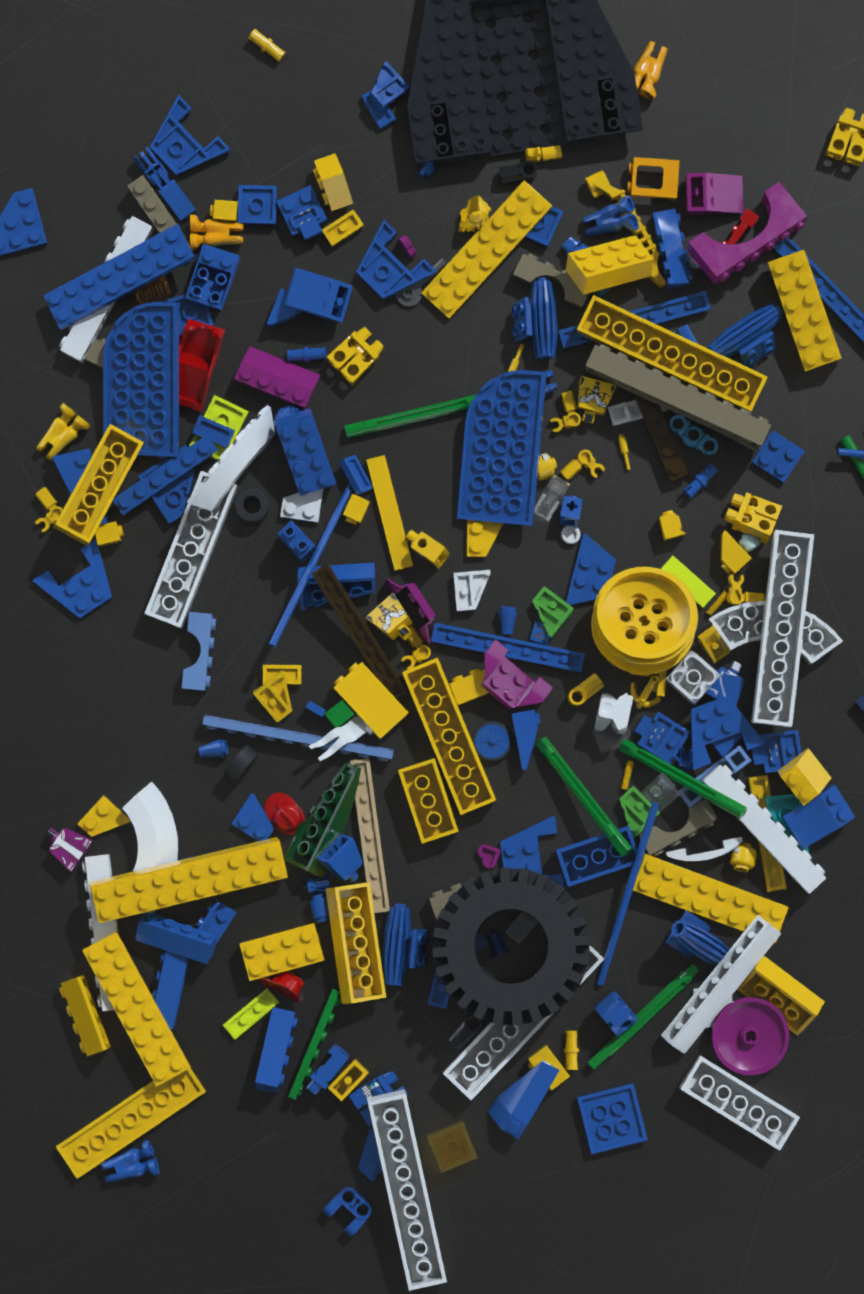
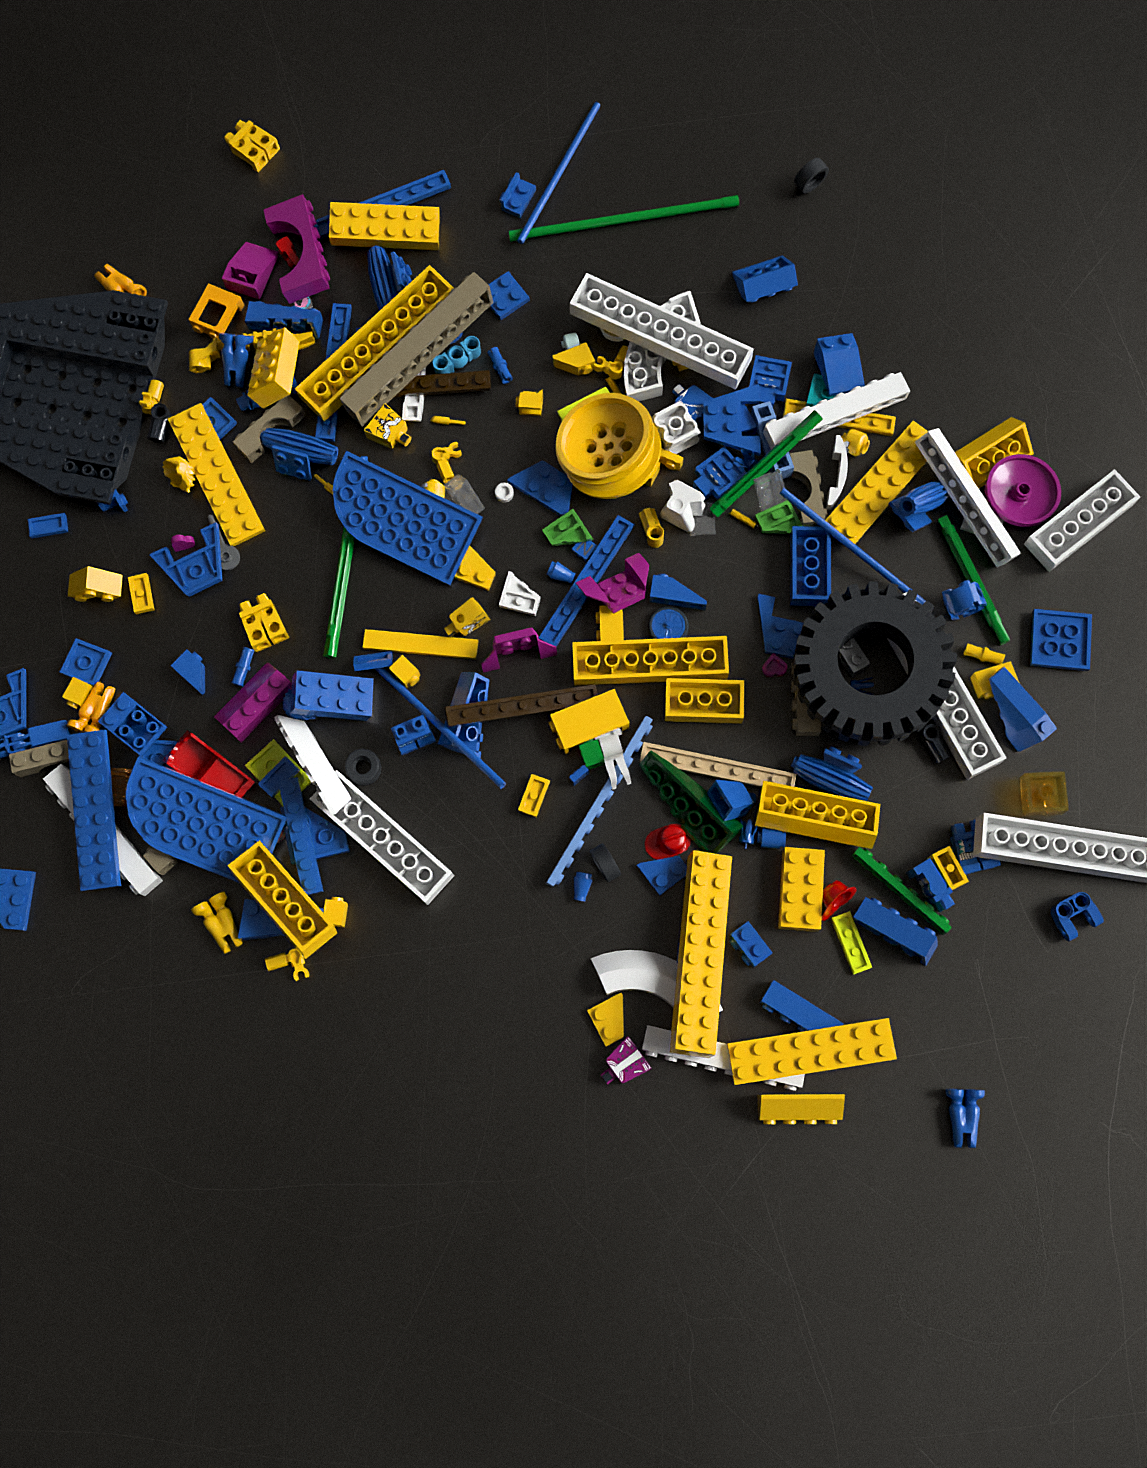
camera: 65 degrees left, 10 degrees down
(83, 591) = (380, 957): blue wing -> none
(128, 1121) = (921, 1105): yellow plate -> none
(176, 937) = (753, 986): blue brick -> none
(196, 676) = (459, 856): medium blue arch -> none
(275, 696) = (552, 808): yellow wing -> none
(302, 507) = (382, 720): white wing -> none
(303, 213) = (112, 624): blue piece -> none
(318, 295) = (192, 632): blue slope -> none
(370, 1160) = (1033, 877): blue wing -> none
(388, 87) = (31, 508): blue wing -> none
(391, 618) = (520, 674): torso -> none
(421, 653) = (561, 659): yellow bar -> none
(438, 995) = (887, 754): blue plate -> none
(568, 517) = (481, 479): blue brick -> none
(572, 419) = (400, 454): yellow bar -> none
(583, 796) = (751, 557): green piece -> none
(641, 701) = (671, 470): yellow piece -> none
(713, 644) = (652, 401): yellow slope -> none
(754, 517) = (549, 328): yellow hips -> none
(805, 776) = (801, 362): yellow slope -> none

